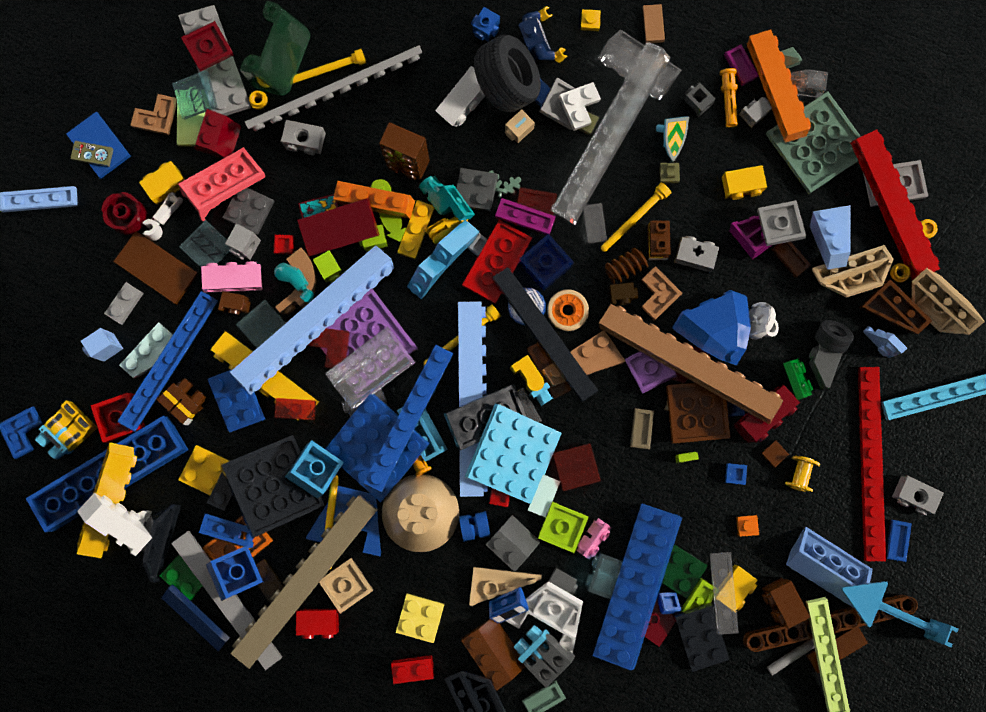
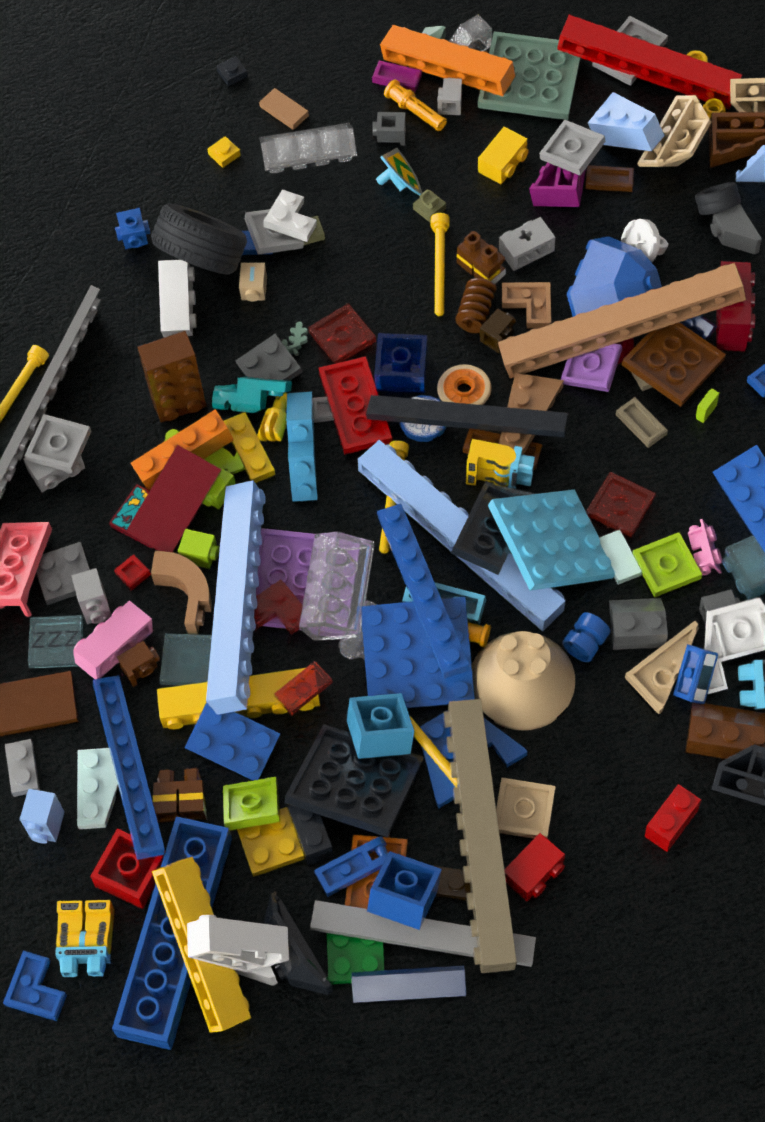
camera: 40 degrees left, 20 degrees down
(211, 443) = (251, 803): none -> lime plate
(294, 275) = (168, 580): teal arm -> none
(309, 130) = (58, 443): none -> light grey plate
(420, 618) = (627, 771): light yellow plate -> none
(499, 498) = (579, 596): red tile -> none
(525, 216) = (340, 342): magenta plate -> none
(536, 38) = (193, 196): dark blue torso -> none
(594, 223) = (408, 300): clear tile -> none
(611, 132) = (345, 210): clear brick -> none
(800, 385) = (717, 250): green plate -> none

